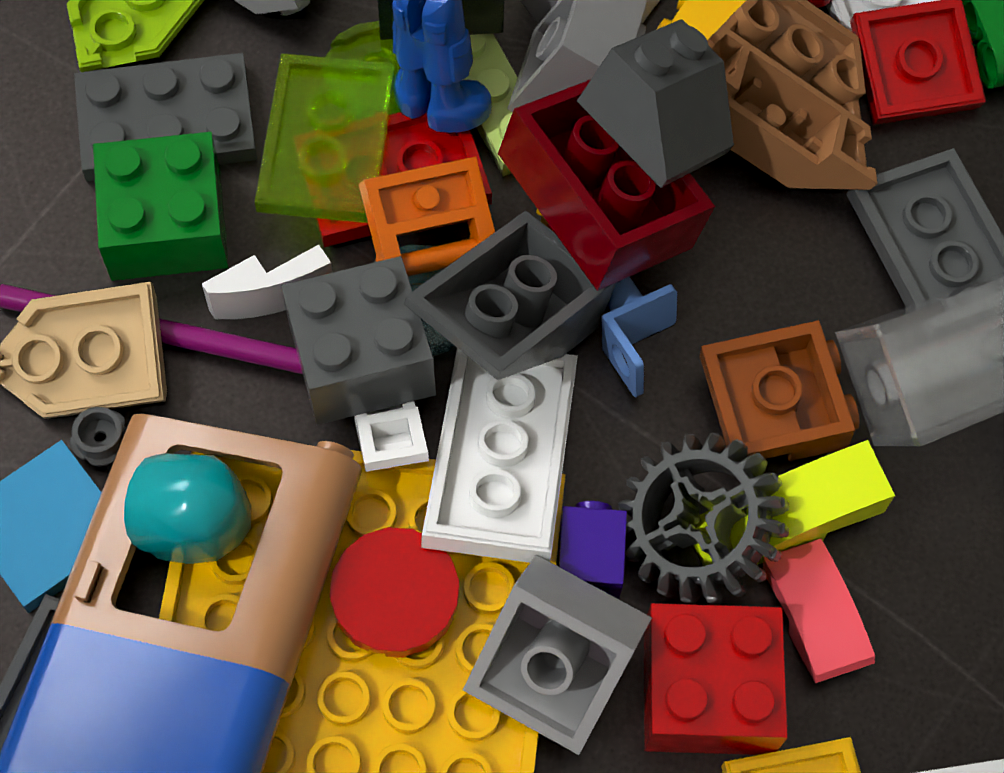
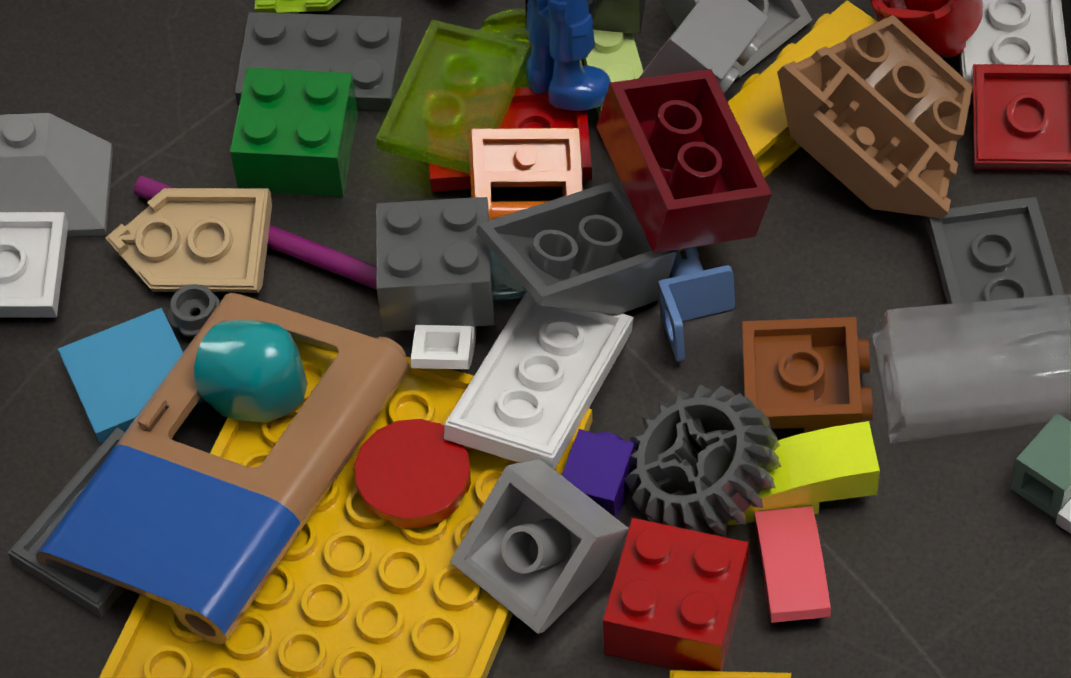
camera: 20 degrees right, 10 degrees down
(252, 292) = (351, 212): white slope -> none
(663, 101) = (745, 96): dark grey slope -> none

